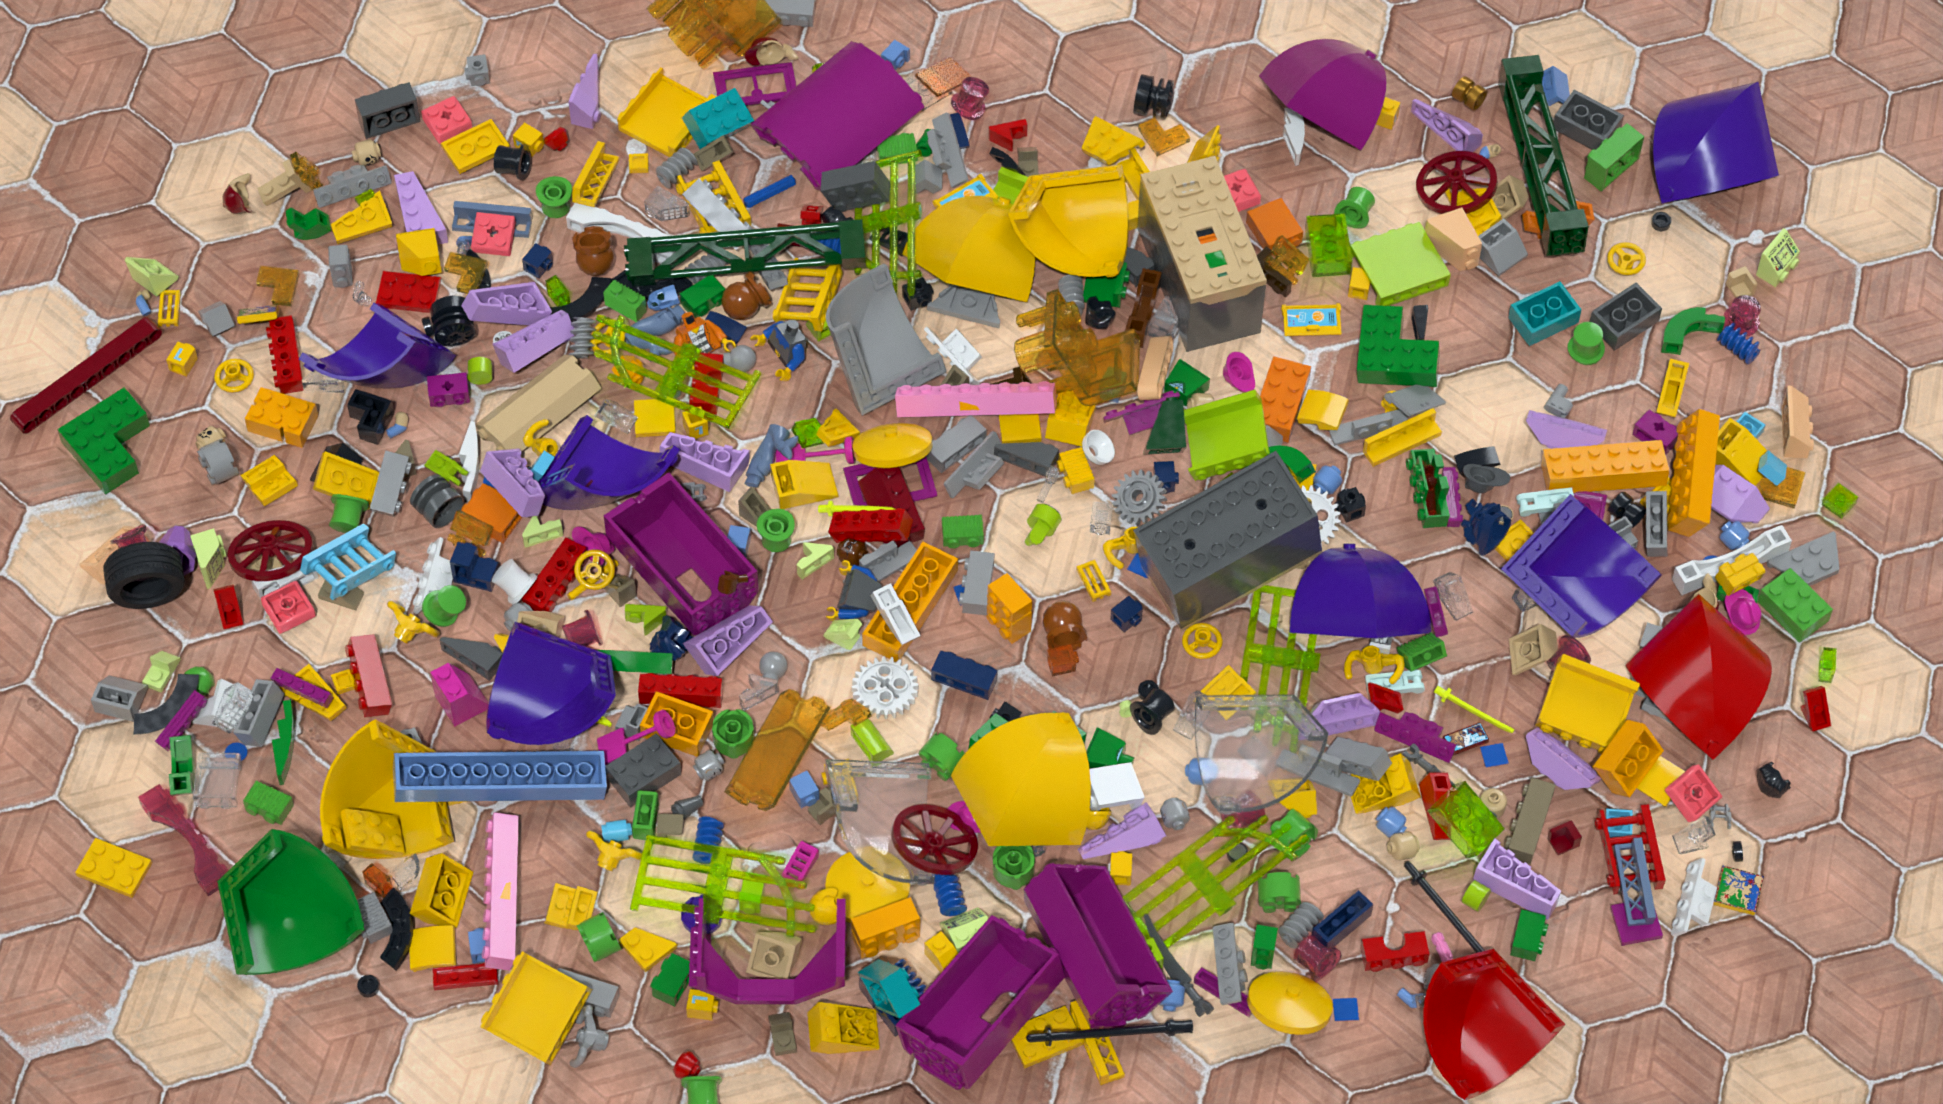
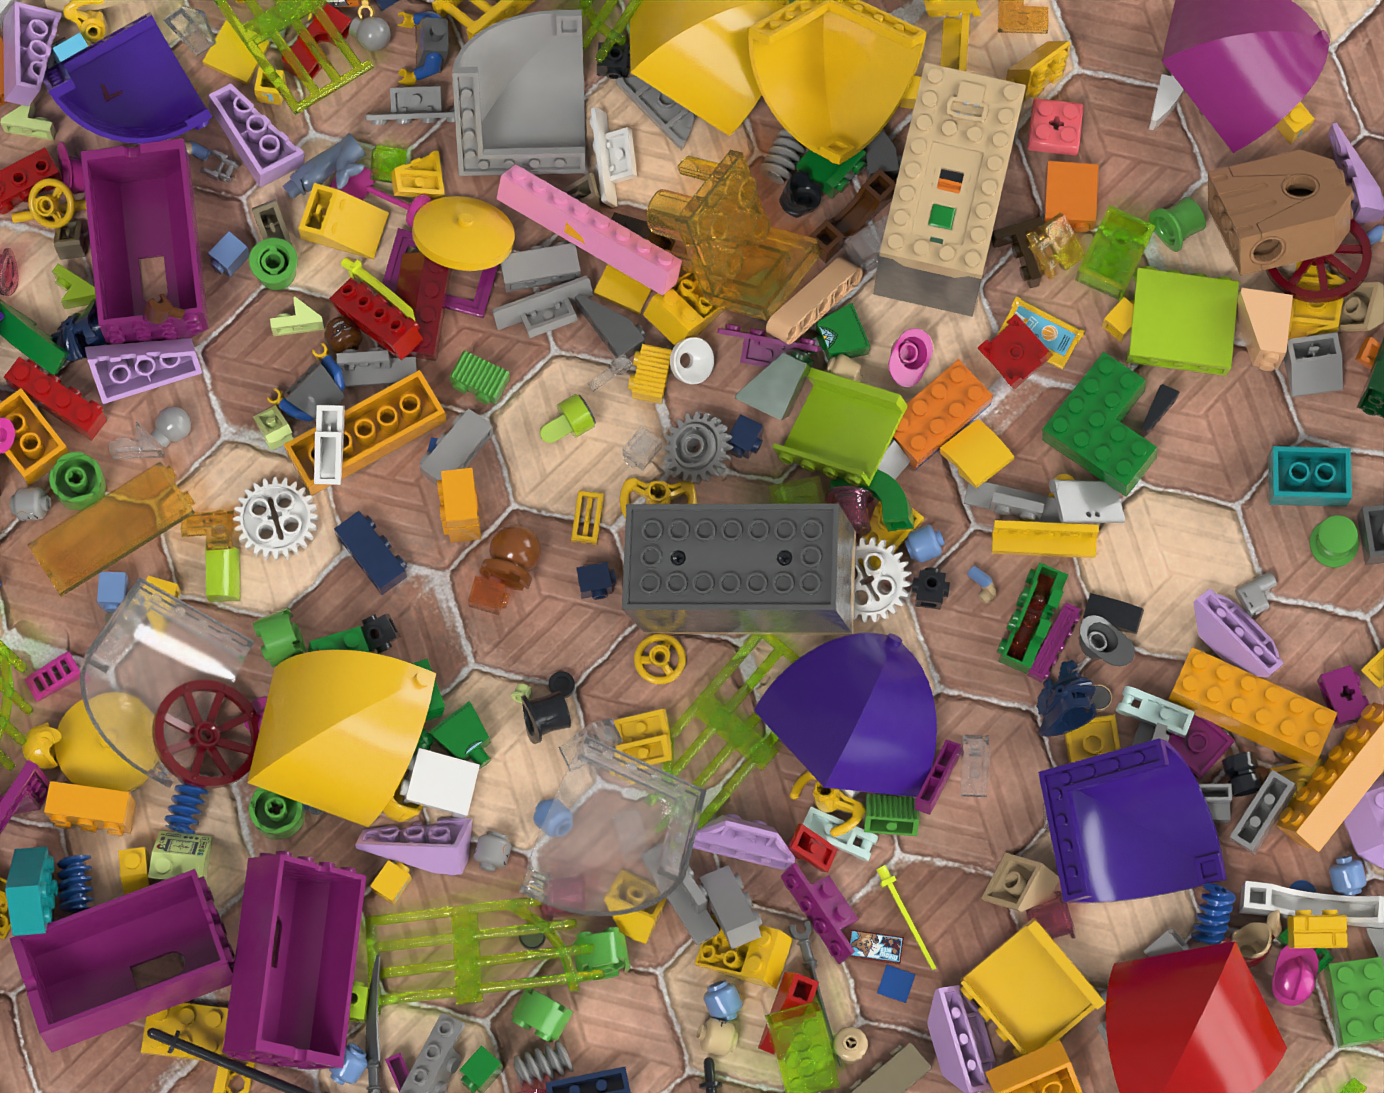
camera: 30 degrees right, 15 degrees up
(802, 385) = (413, 103): none -> light grey bracket
(1306, 335) = (1015, 352): none -> red panel
(1382, 483) = (986, 583): none -> arm
(1416, 163) = (1280, 209): none -> medium nougat piece
(1667, 598) = (1215, 915): none -> blue piece

